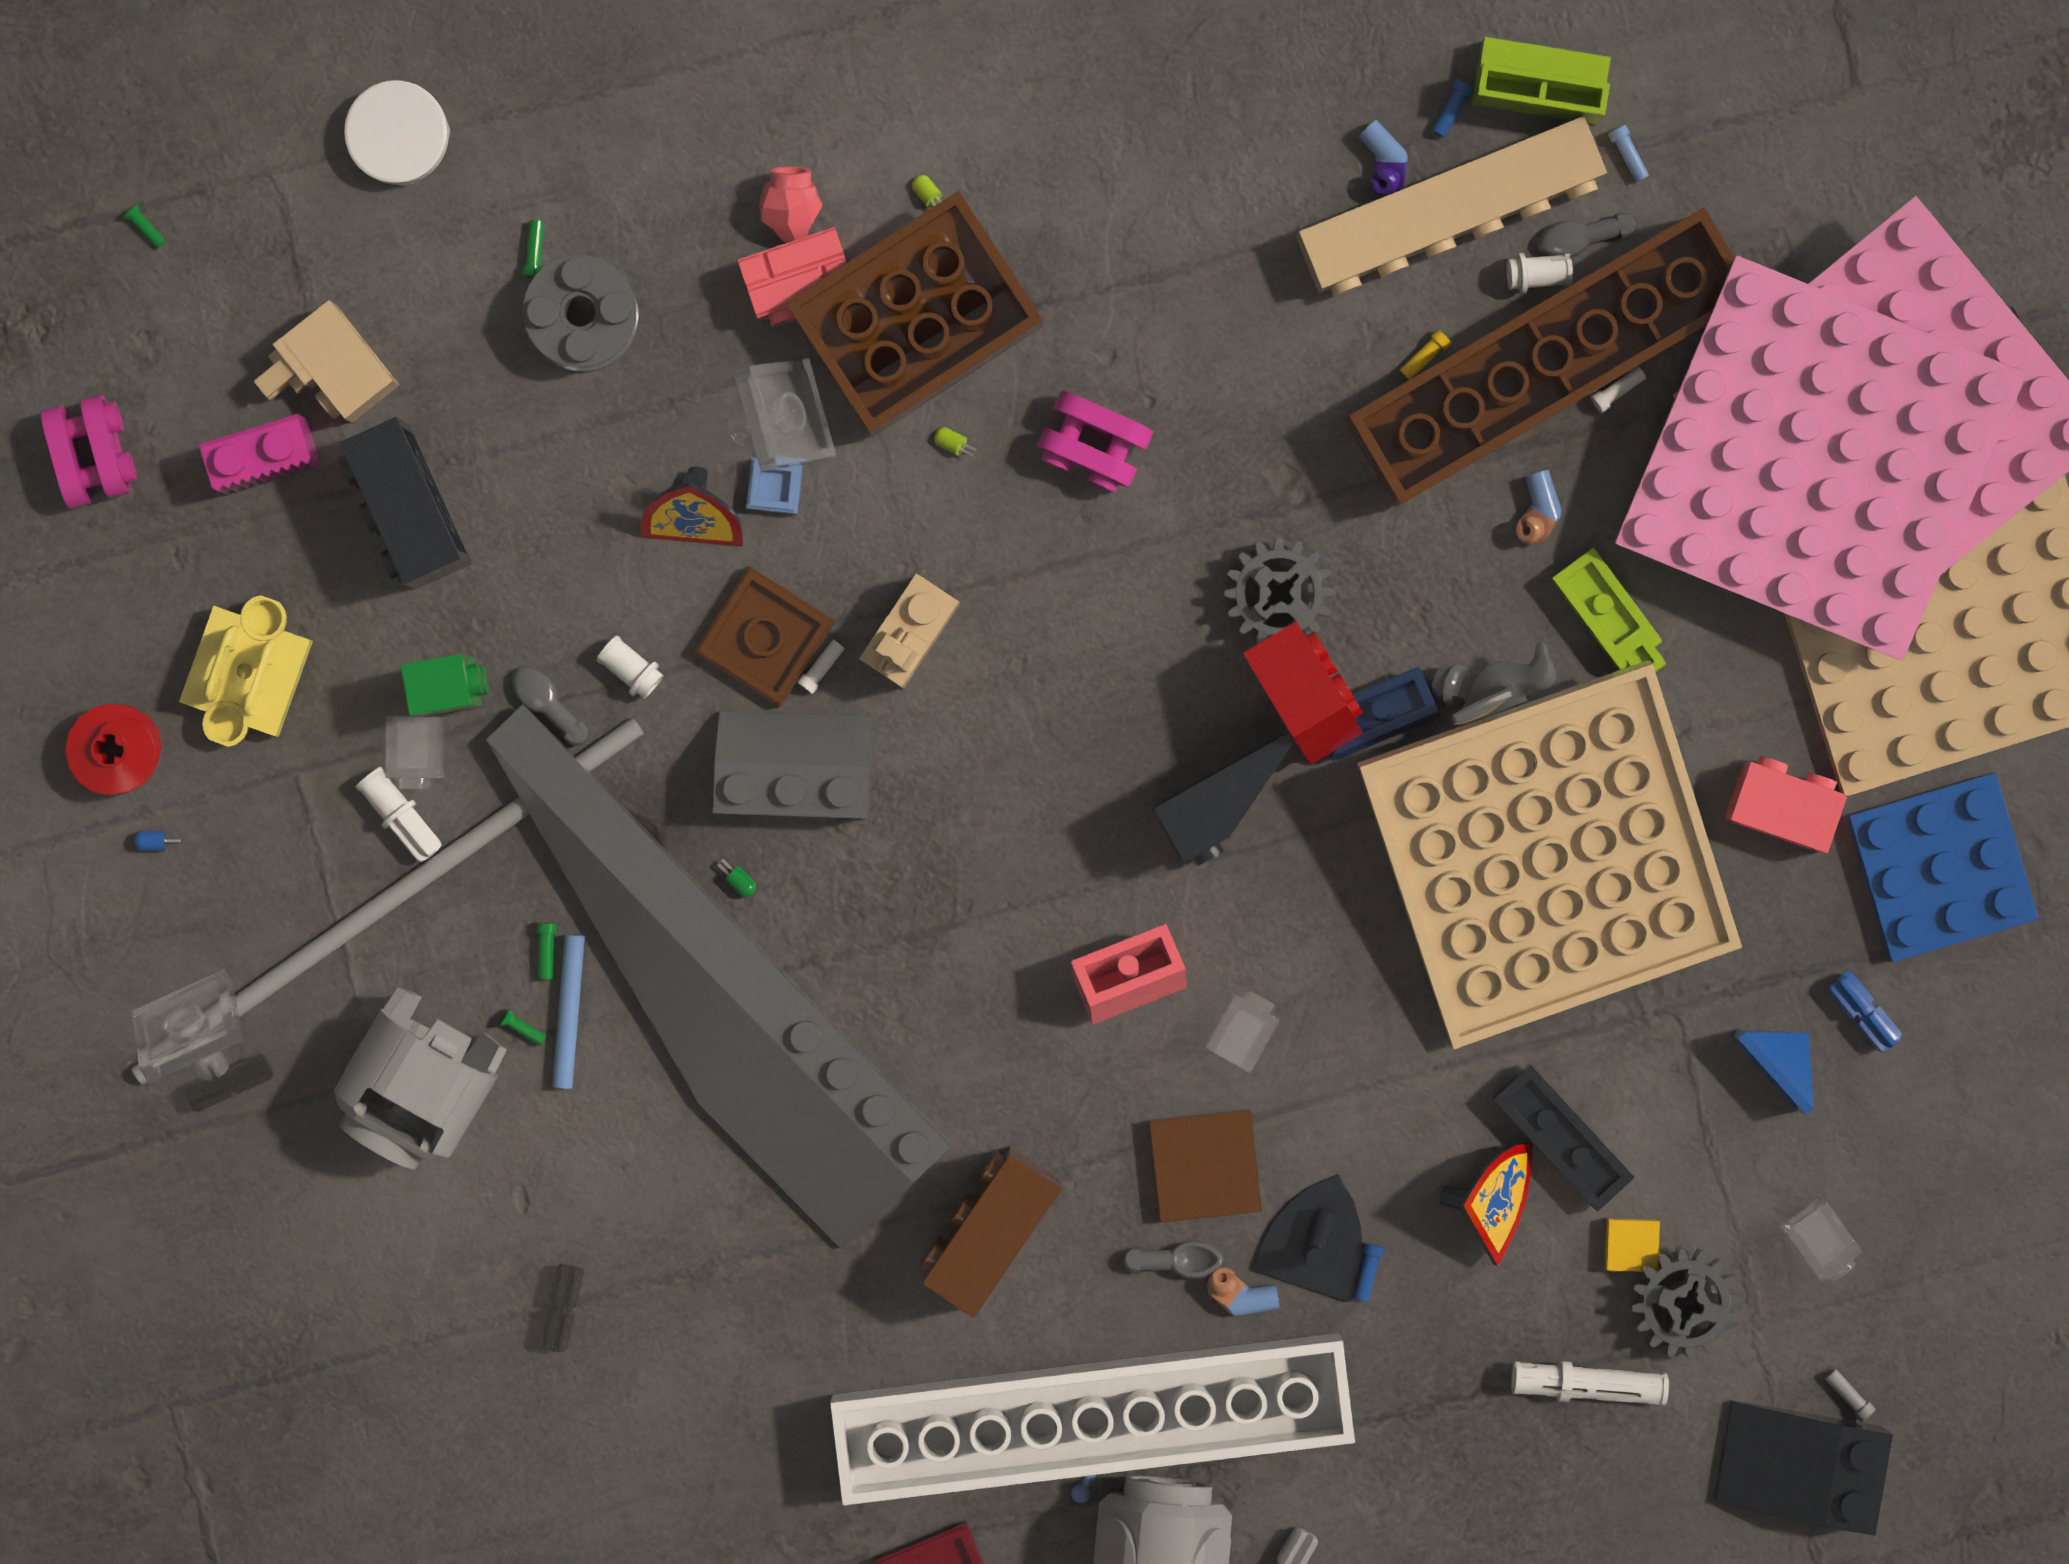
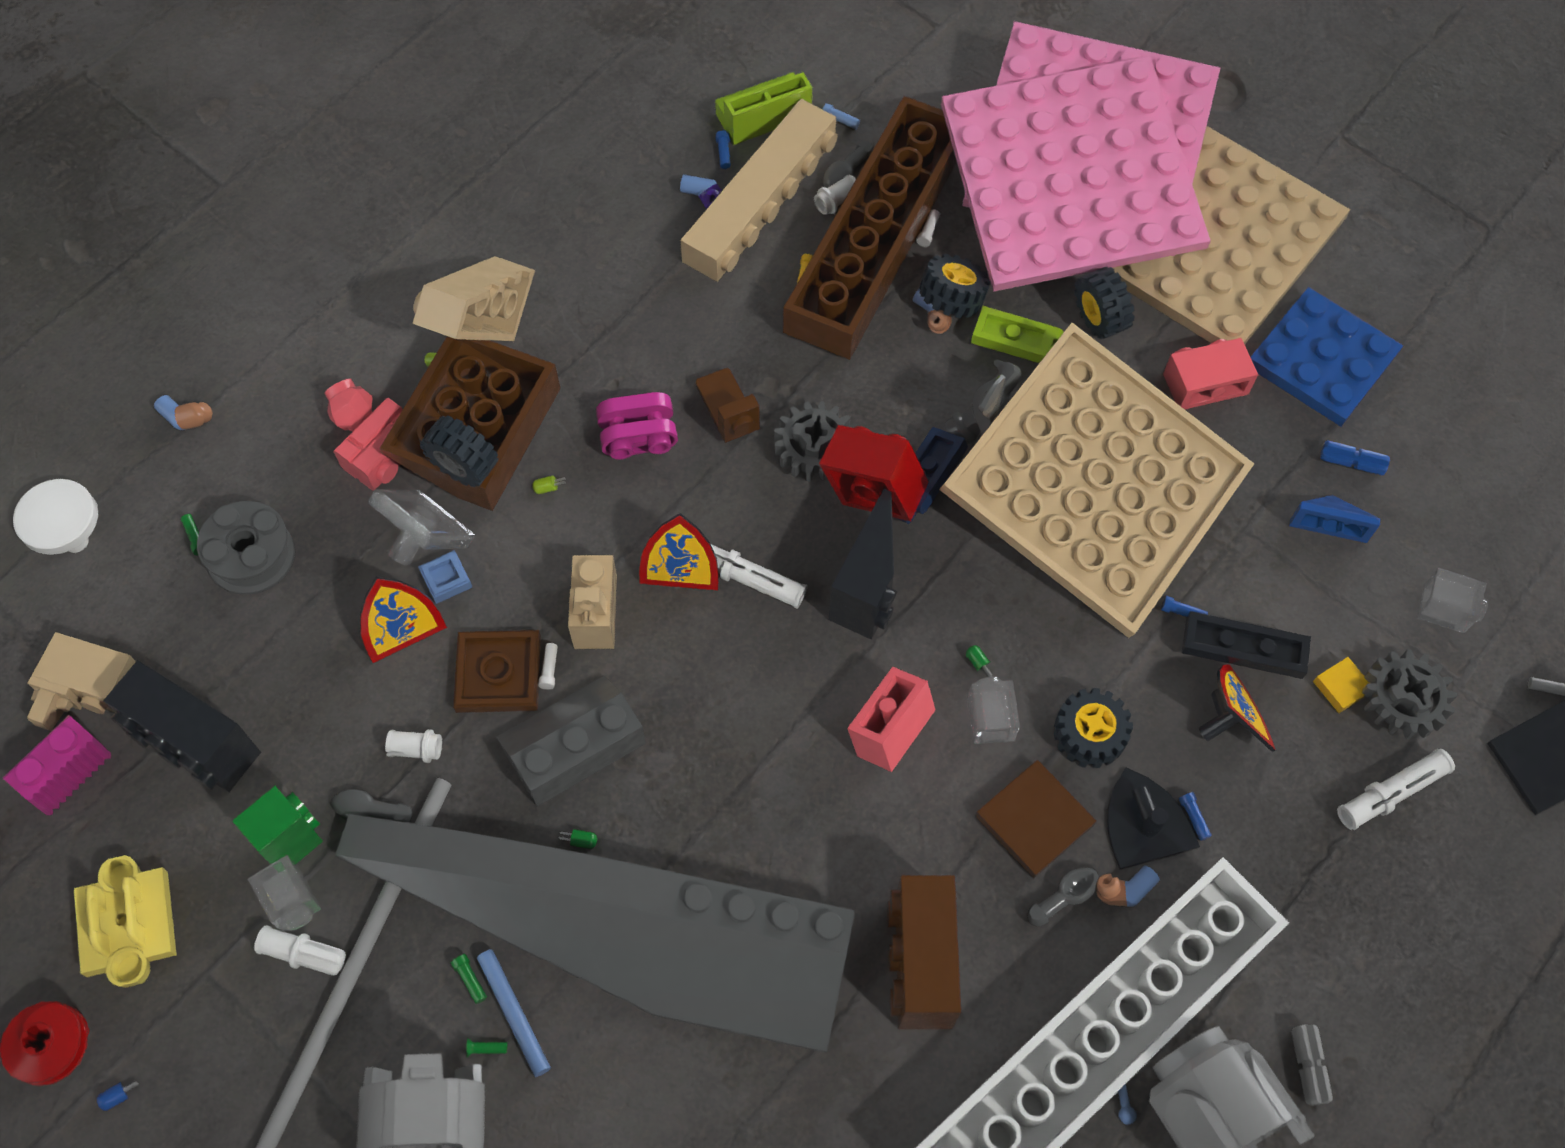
camera: 30 degrees left, 25 degrees down
(599, 84) = (183, 416): none -> nougat arm
(862, 388) = (459, 451): none -> black wheel
(997, 190) = (476, 301): none -> tan wedge
(1033, 642) = (679, 557): none -> shield
(1068, 649) = (759, 578): none -> white pin
(1214, 478) = (728, 406): none -> reddish brown bracket
(1274, 959) = (978, 659): none -> green piece
(1341, 1131) = (1099, 715): none -> black wheel
(1523, 1039) = (1171, 605): none -> blue piece
(1596, 507) = (954, 285): none -> black wheel
(1730, 643) = (1104, 302): none -> black wheel

